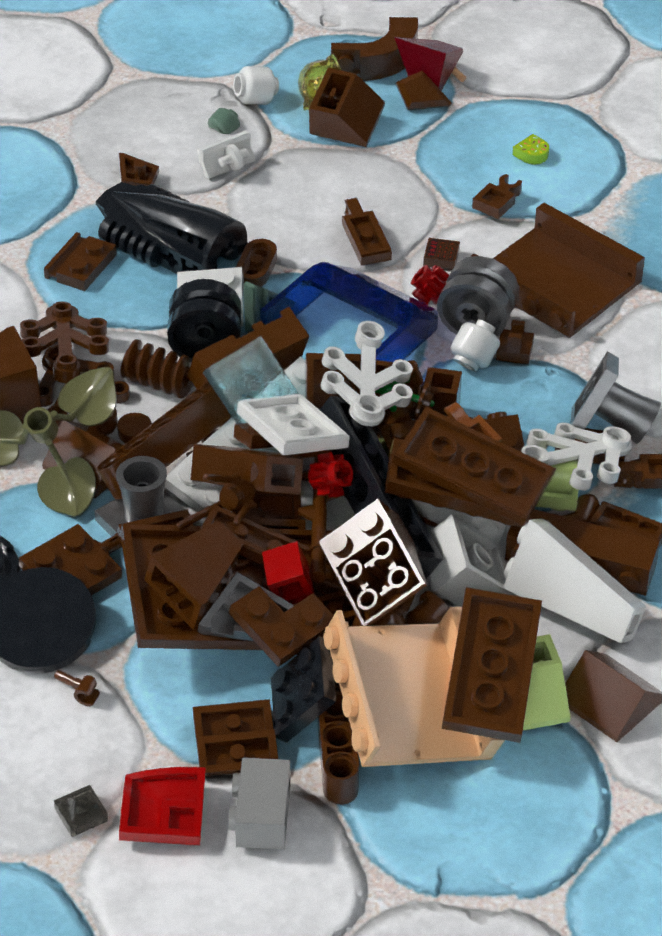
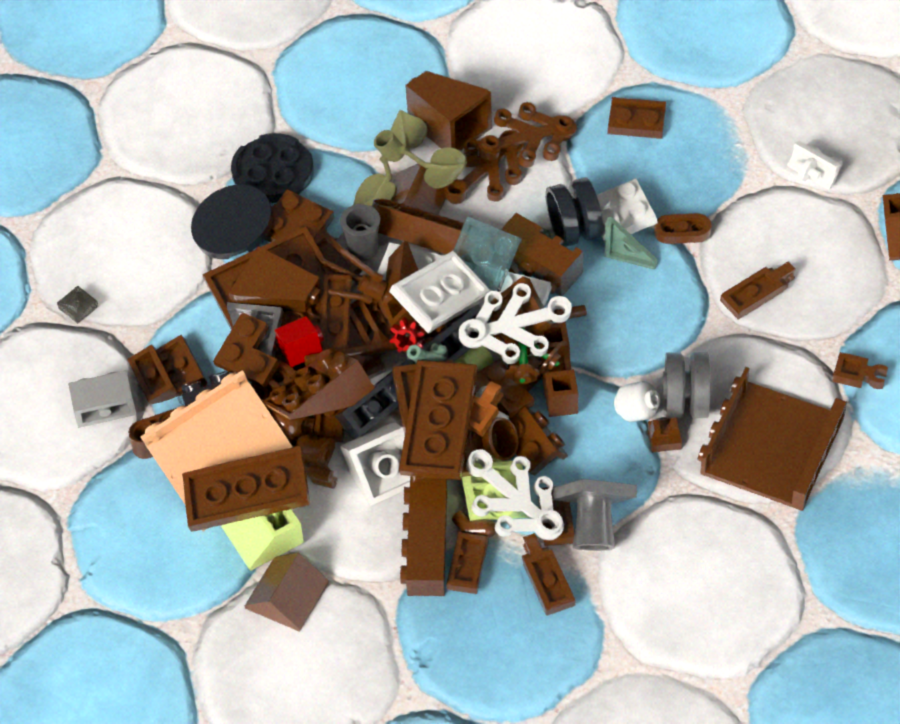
camera: 75 degrees right, 10 degrees up
(85, 688) = (184, 272): reddish brown hand -> none
(131, 425) = (457, 210): reddish brown tile -> none
(137, 171) = (765, 115): reddish brown piece -> none
(152, 220) = (694, 154): black connector -> none
(157, 369) = (520, 197): reddish brown piece -> none
(163, 806) = (89, 346): red plate -> none
(224, 121) = (871, 152): sand green piece -> none
(382, 452) = (436, 353): none -> sand green arm
(410, 317) = (663, 319): clear blue windscreen -> none
(429, 283) = (709, 345): red gear -> none
(441, 253) = (762, 352): reddish brown tile -> none
(571, 583) = (373, 532): white slope -> none

